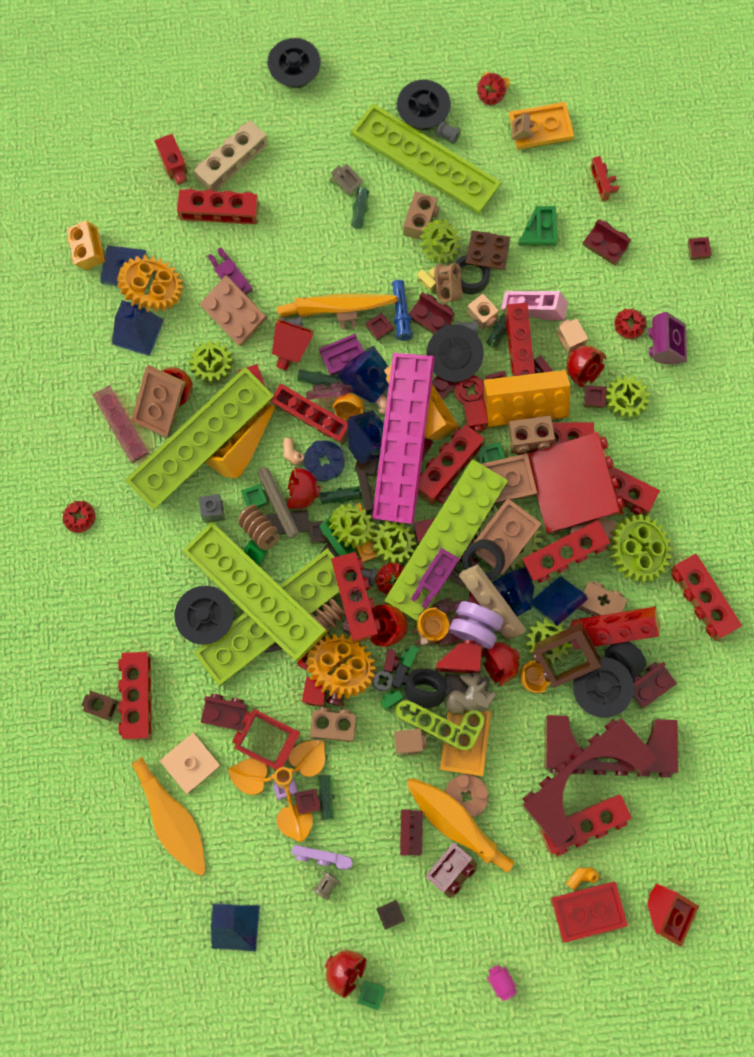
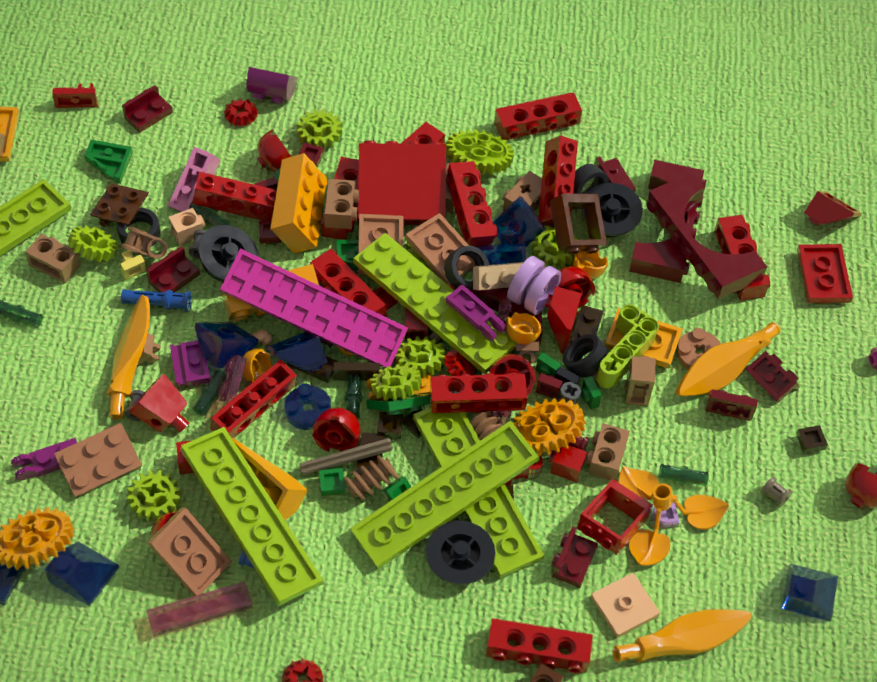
camera: 85 degrees left, 20 degrees down
(211, 508) = (334, 525): dark grey brick -> none
(290, 454) = (291, 437): light nougat arm -> none
(307, 802) = (687, 491): dark red plate -> none
(324, 857) = (746, 489): lavender hinge -> none
(379, 326) = (169, 322): dark red plate -> none
(461, 392) = (273, 249): red gear -> none
(474, 699) = (603, 314): dark tan animal -> none
(475, 415) = (300, 254): red brick -> none
(571, 335) = (239, 158): light nougat brick -> none
(582, 874) = (788, 272): light orange arm -> none
(699, 248) = (182, 40): dark red plate -> none

